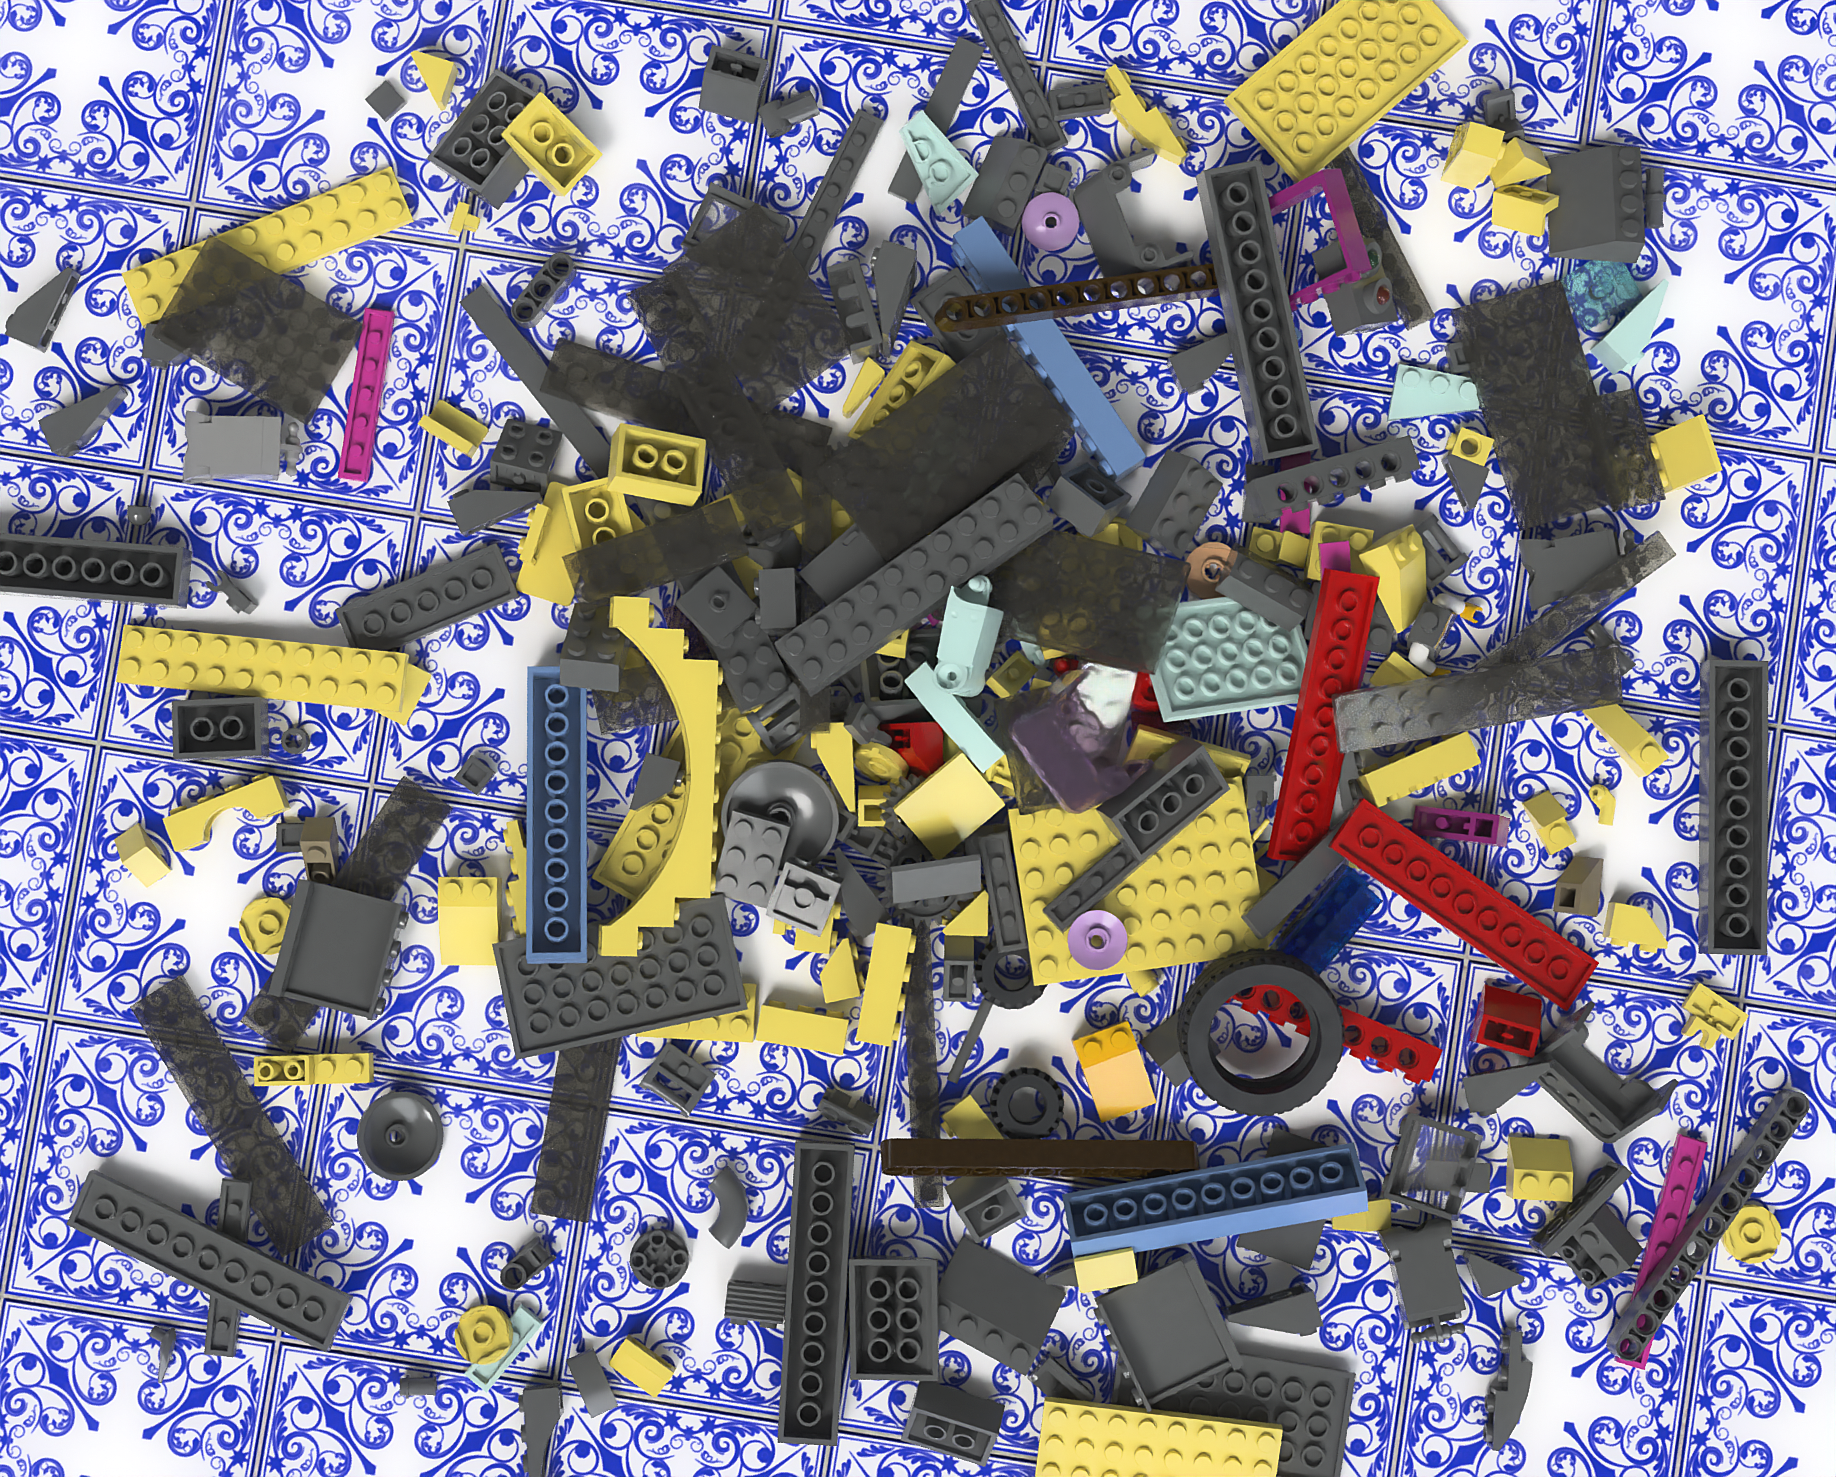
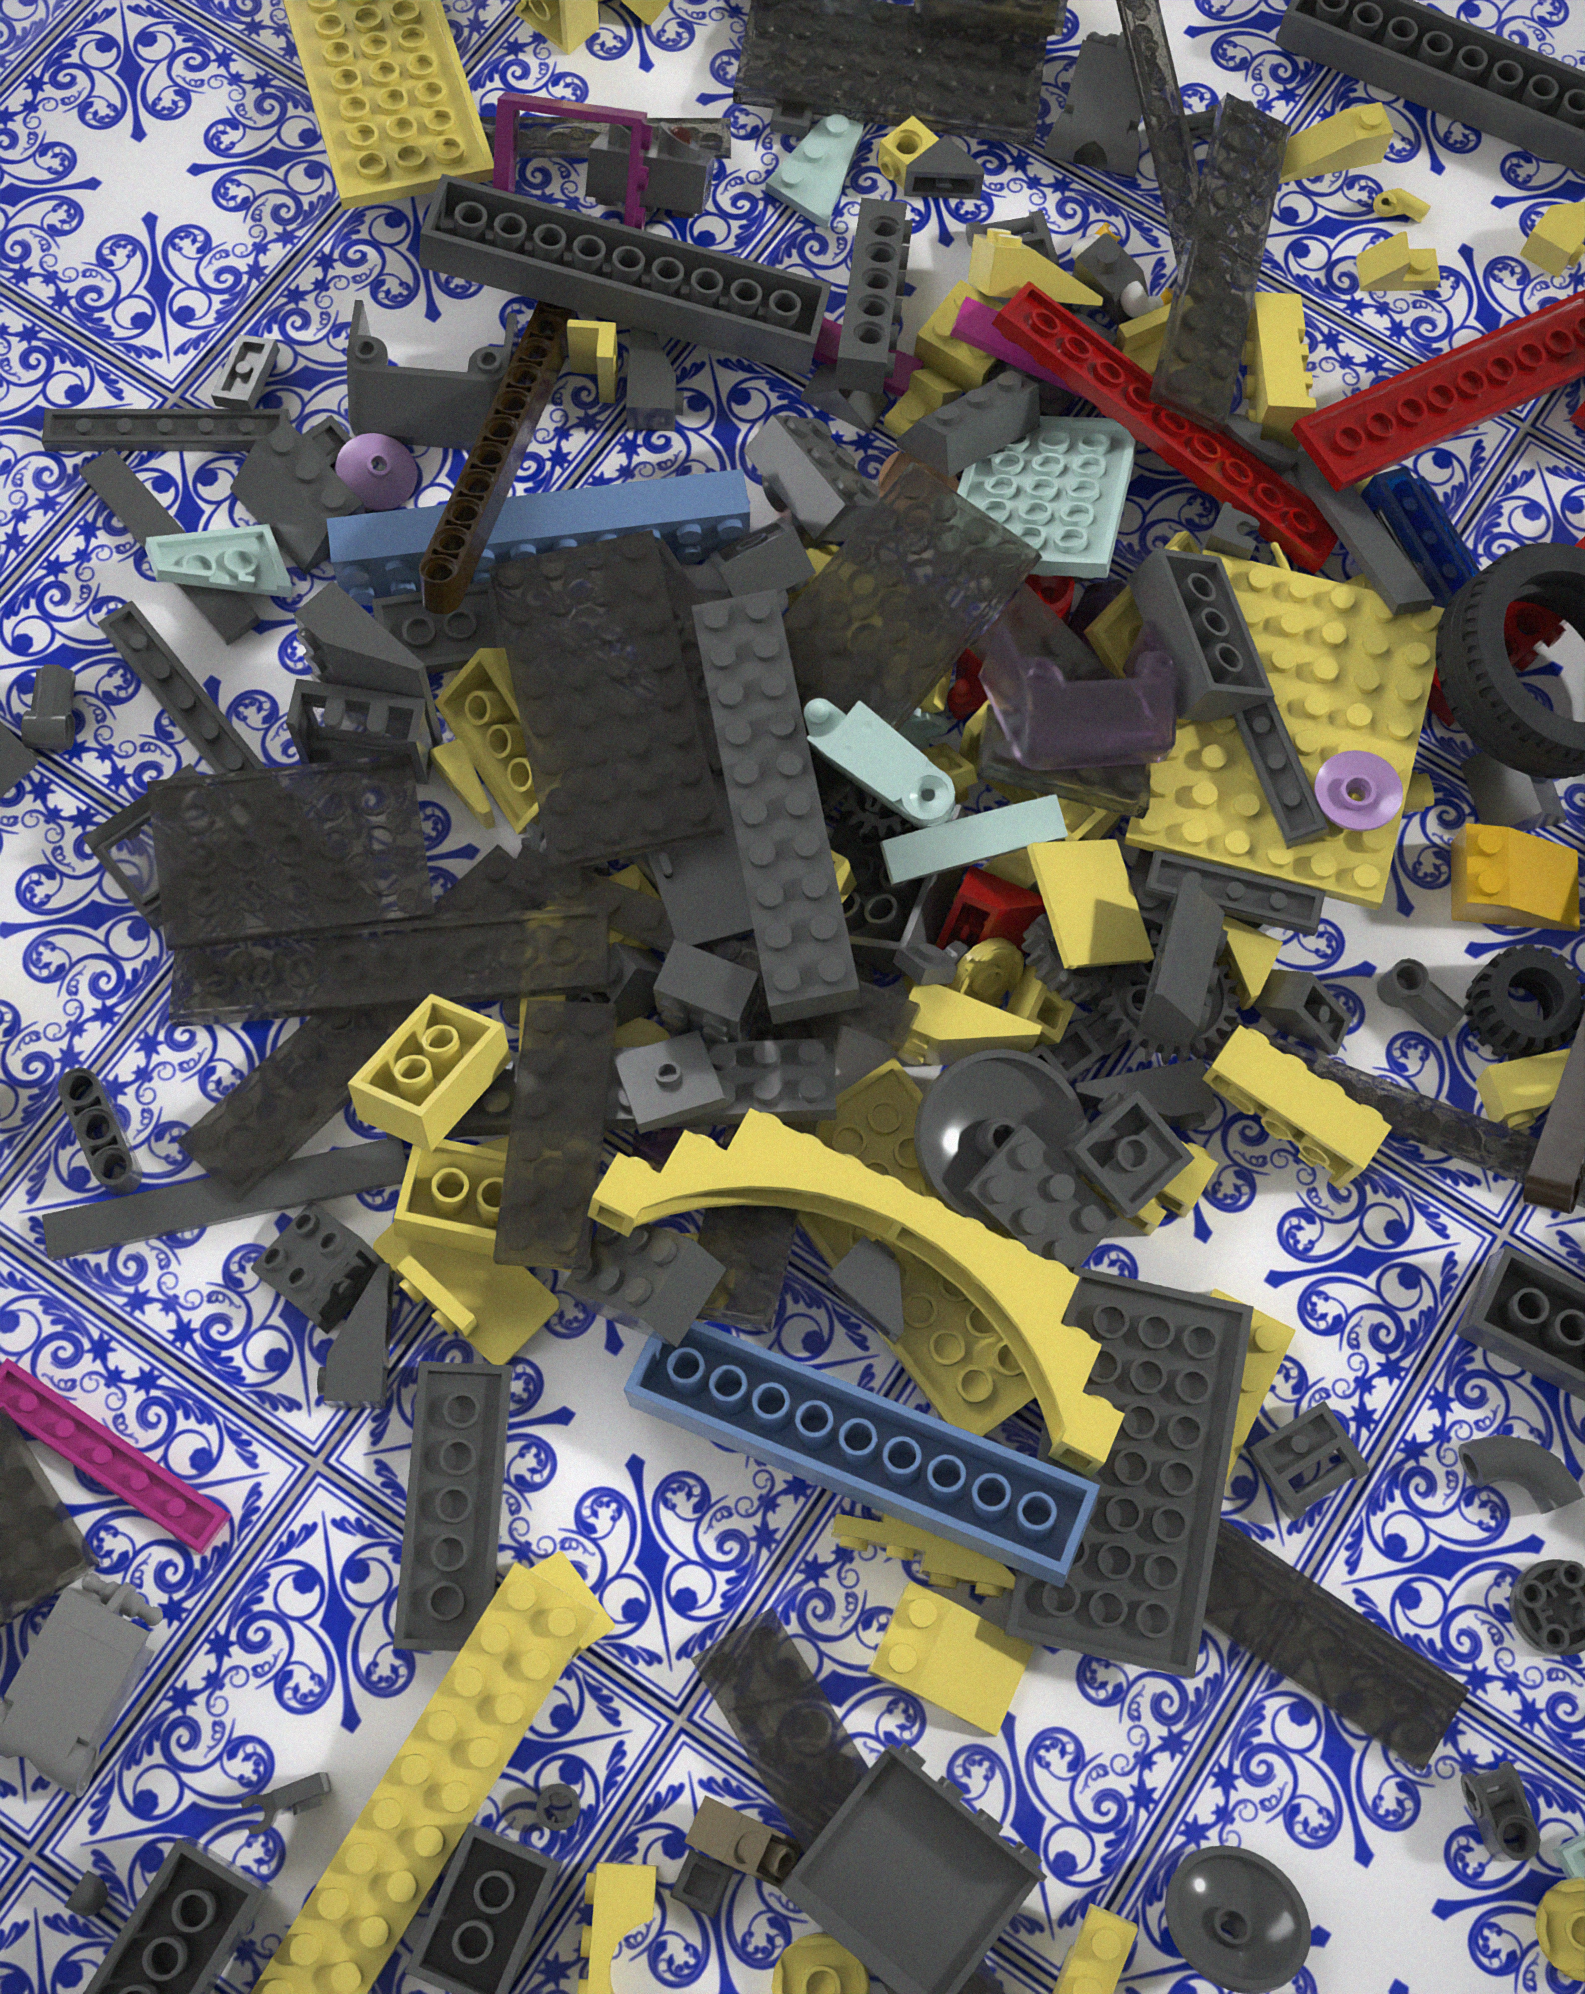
camera: 70 degrees left, 15 degrees down
(454, 428) = (223, 1350): light yellow panel -> none
(475, 775) = (739, 1551): dark grey plate -> none
(783, 729) = (877, 1071): dark grey plate -> none
(802, 1027) = (1303, 1251): light yellow brick -> none
(839, 975) = (1249, 1167): light yellow slope -> none
(858, 1119) = (1458, 1233): dark grey hinge -> none
(969, 1041) = (1406, 1044): dark grey bar -> none
(993, 991) = (1341, 976): black tyre -> none
(1000, 1042) = (1423, 1000): none -> dark grey piece
(1149, 127) = (310, 320): light yellow slope -> none
(1200, 326) = (594, 351): none -> light yellow panel
(1461, 826) = (1366, 350): magenta slope -> none
(1579, 887) = (1494, 263): dark tan slope -> none

